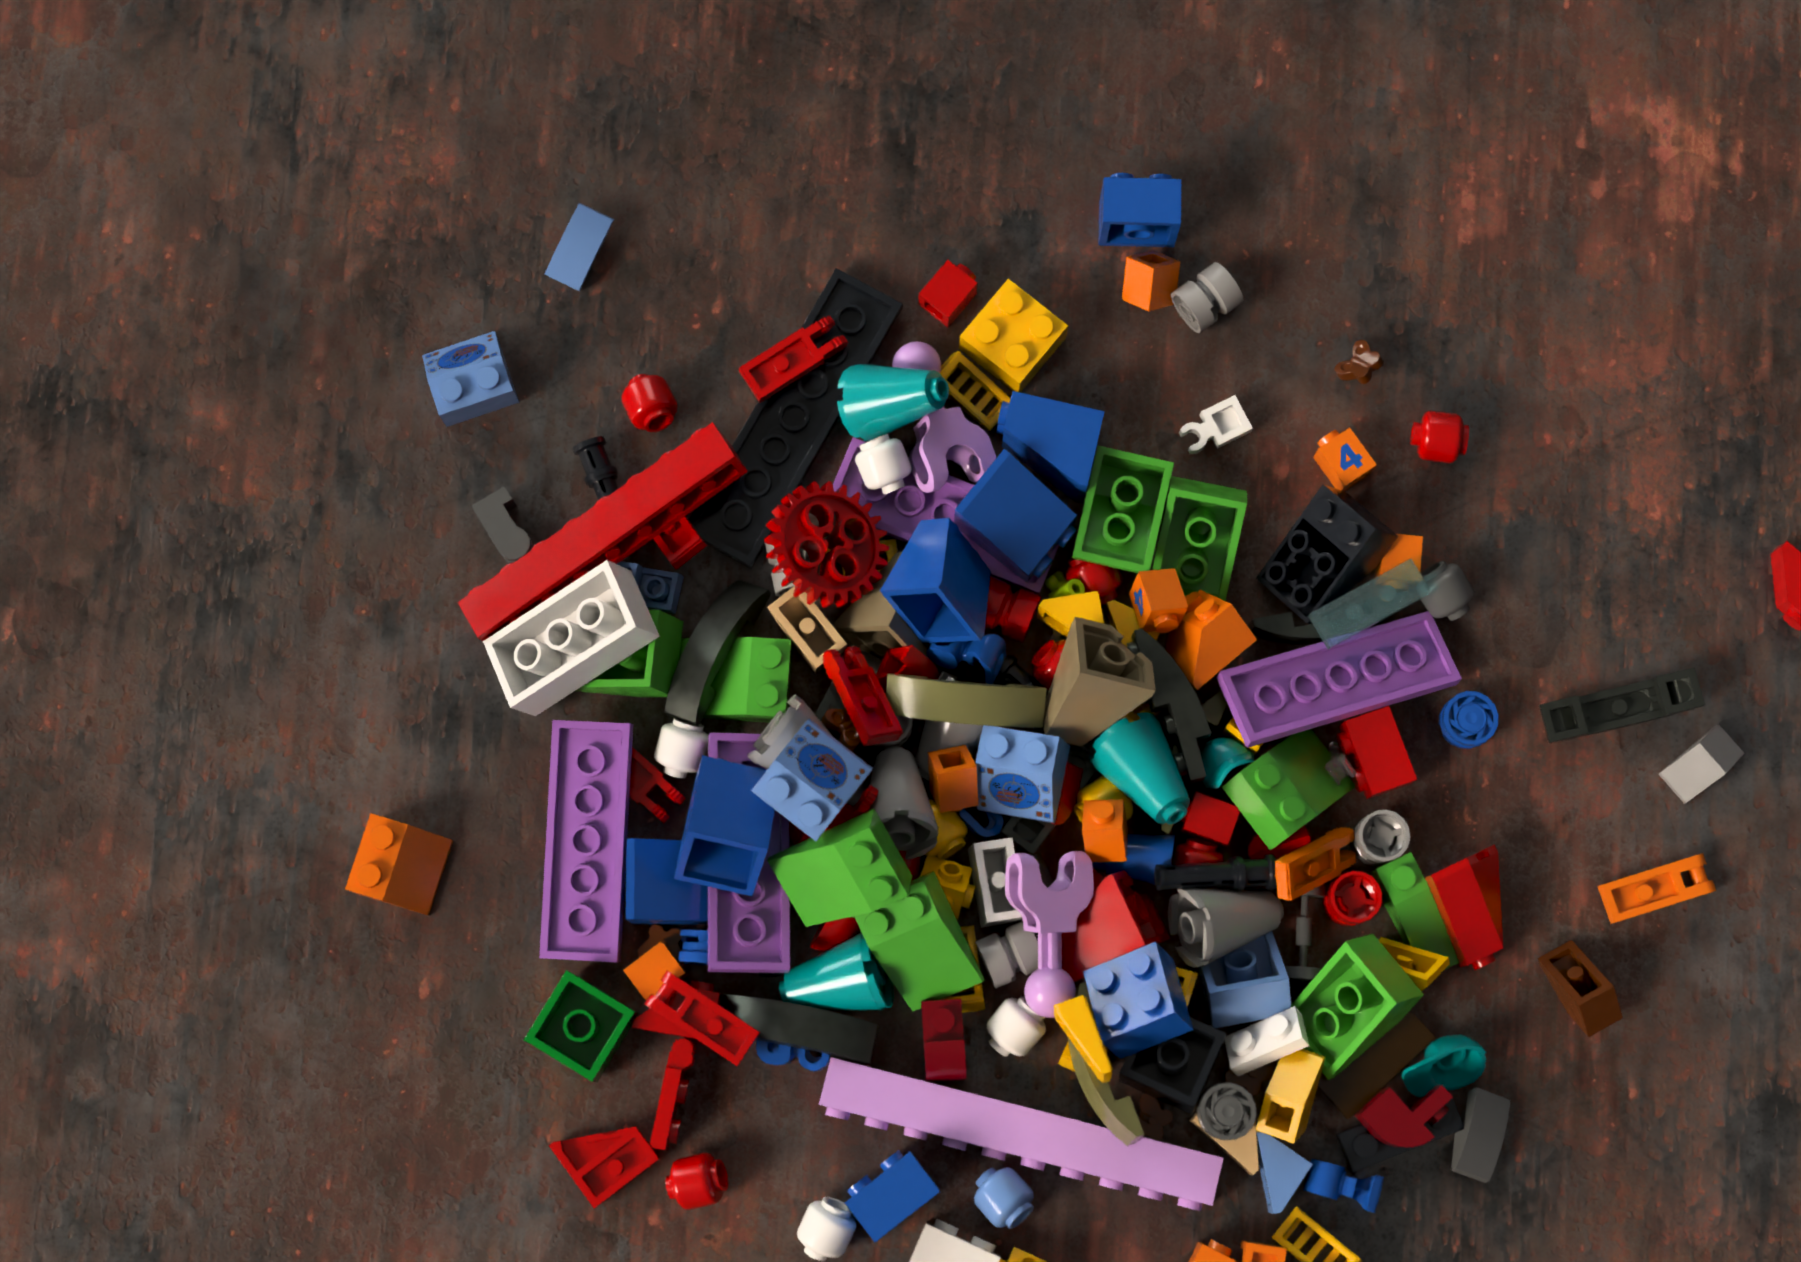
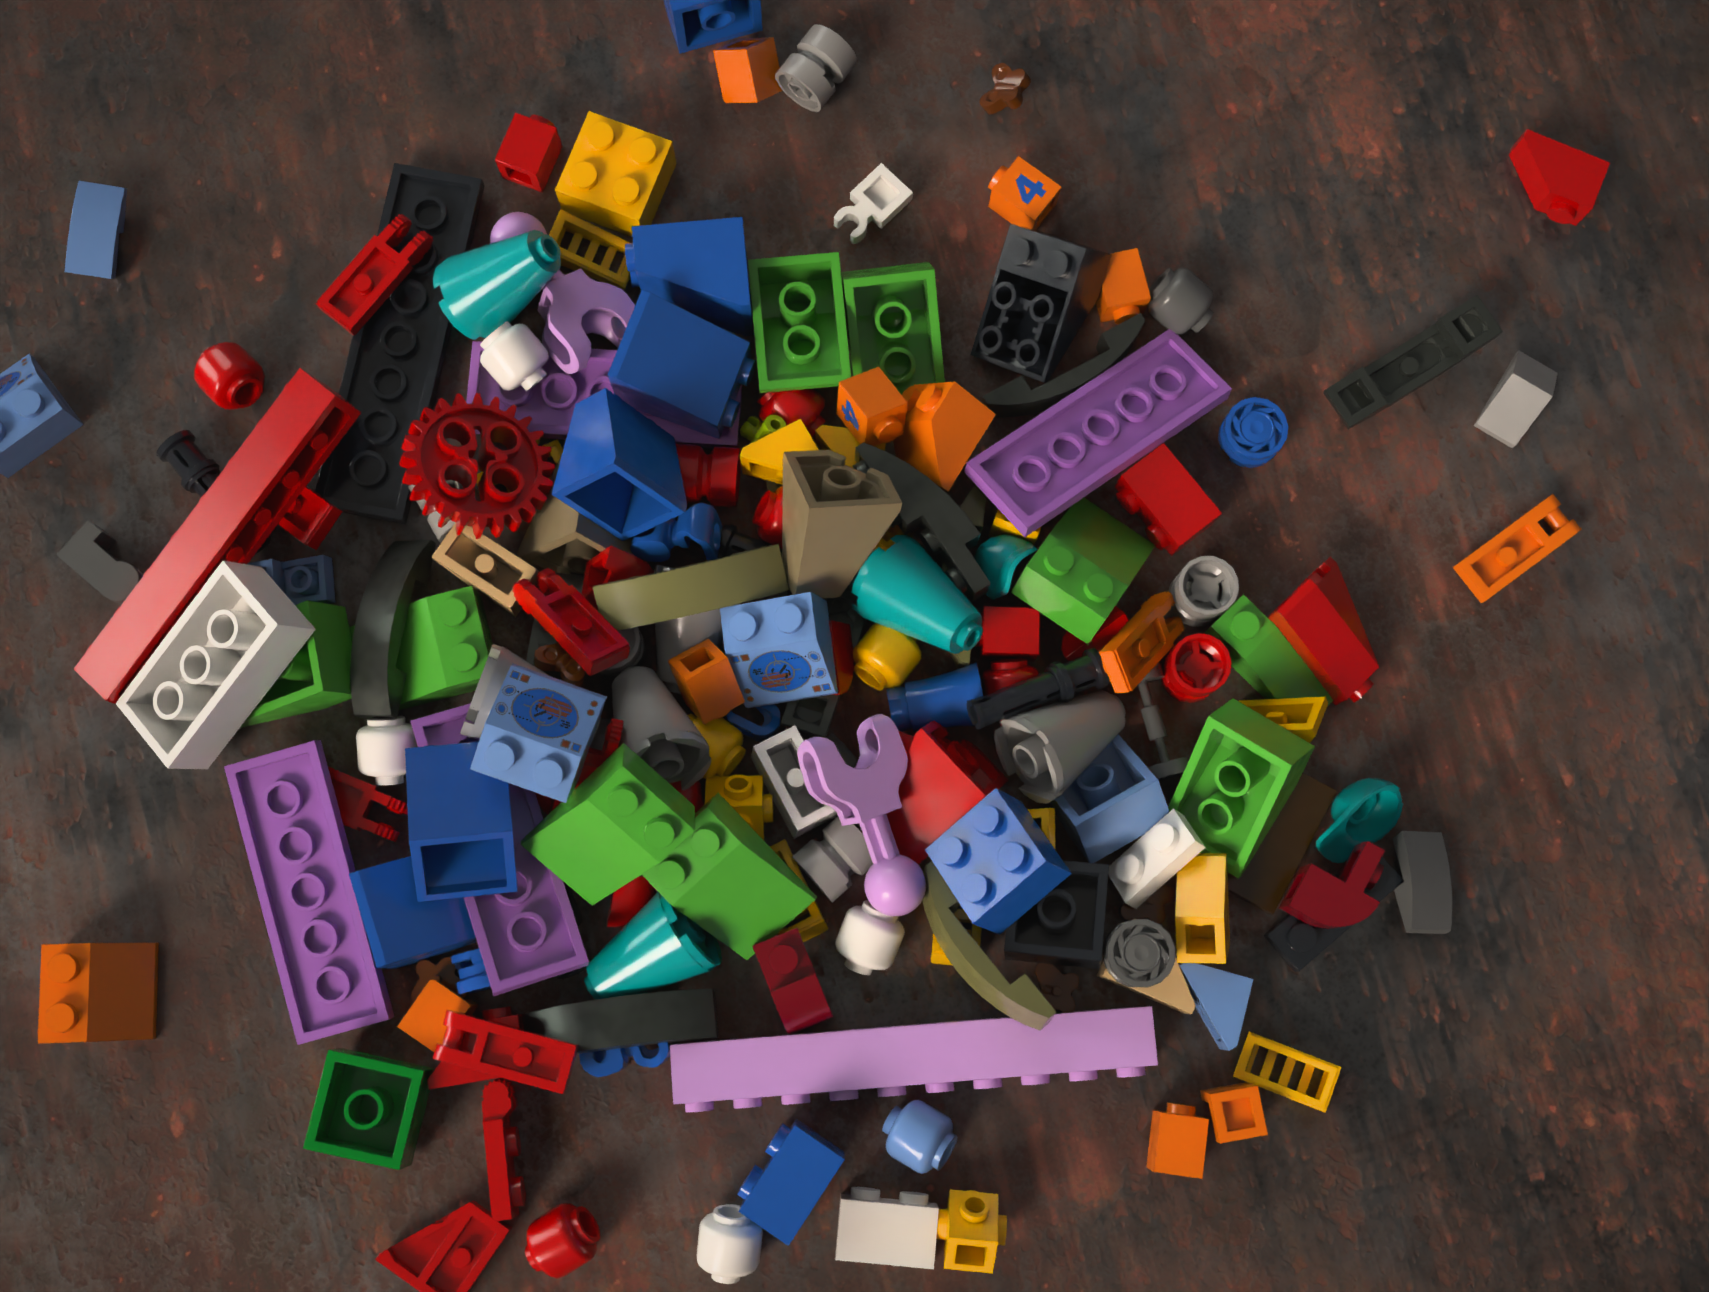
camera: 25 degrees left, 0 degrees up
(1080, 1027) = (944, 915): yellow slope -> none
(1105, 830) = (897, 682): orange brick -> none
(1332, 1182) = (1279, 990): blue leg -> none
(1338, 766) = (1131, 526): clear hand -> none
(1369, 604) = (1105, 337): clear light blue tile -> none
(1440, 436) = (1119, 137): red head -> none
(1581, 988) = (1476, 683): reddish brown slope -> none

